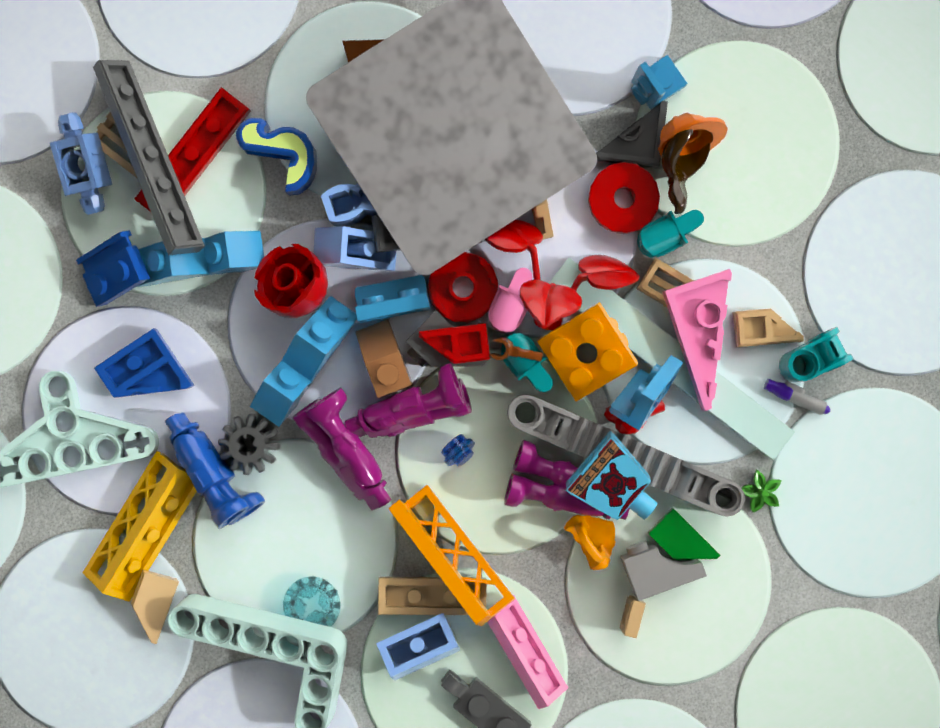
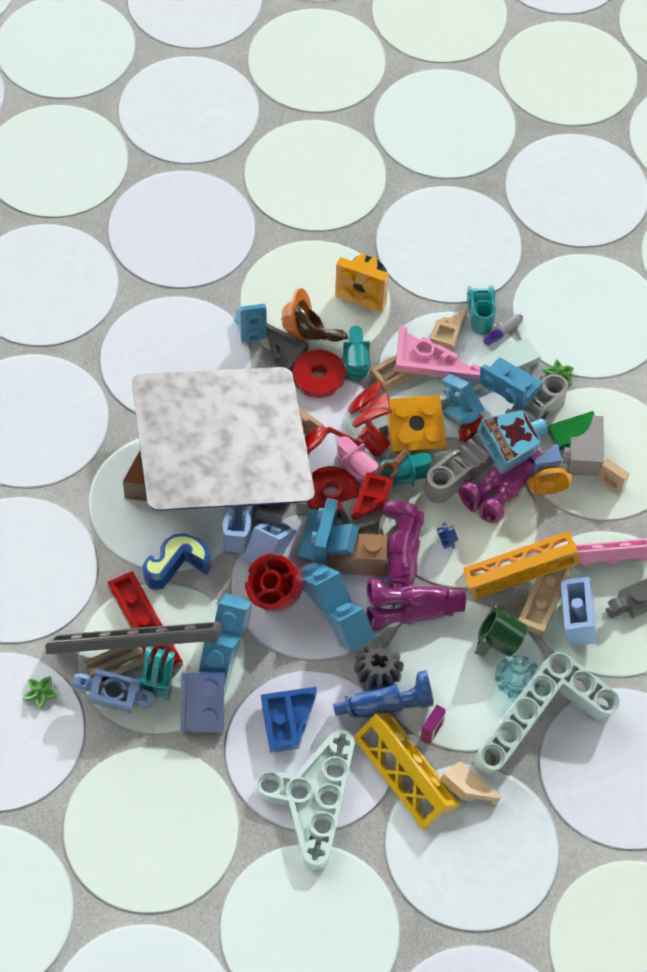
camera: 70 degrees left, 30 degrees down
(57, 82) = (40, 691): none -> bright green plant
(121, 202) = (157, 678): none -> teal arm
(205, 535) = (433, 724): none -> magenta tile
(350, 566) = (500, 632): none -> dark green piece
(386, 333) = (342, 539): none -> dark azure tile
(605, 534) = (548, 460): none -> medium blue slope
(701, 443) = (510, 382): none -> dark azure bracket
(779, 193) = (362, 281): none -> light orange piece

